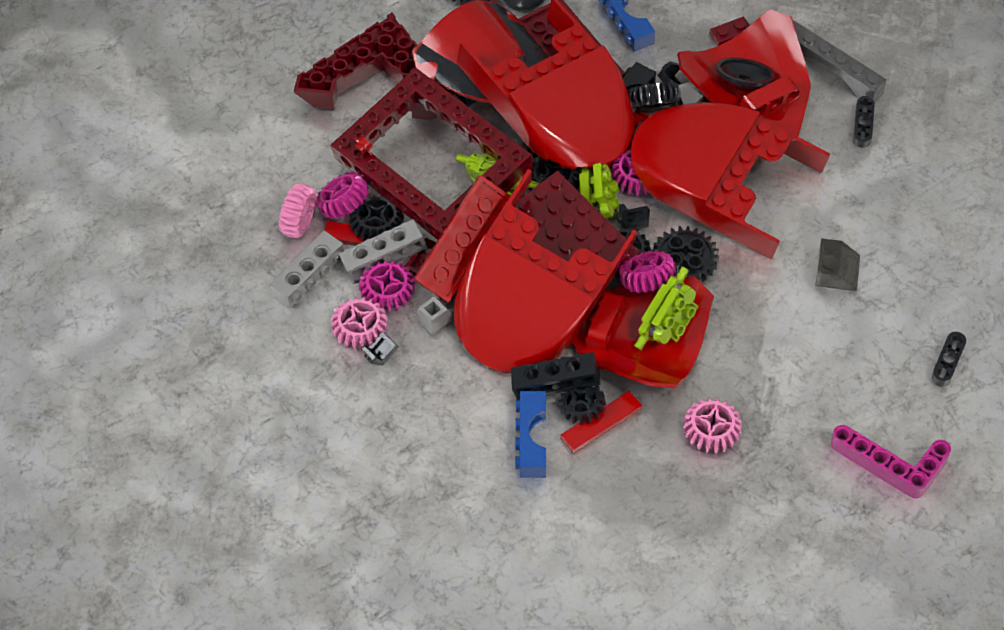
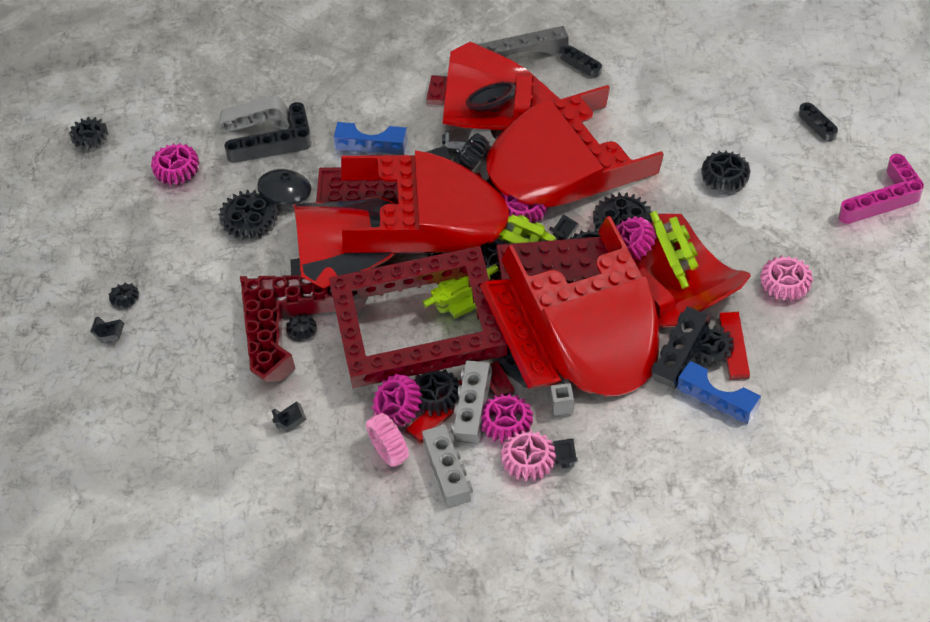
camera: 55 degrees left, 5 degrees down
(278, 133) = (289, 417): none -> black bracket
(363, 144) = (378, 349): red plate -> none
(371, 87) = (295, 331): none -> black gear
(806, 315) = (725, 171): none -> black gear
(837, 265) = (695, 140): clear smoke slope -> none

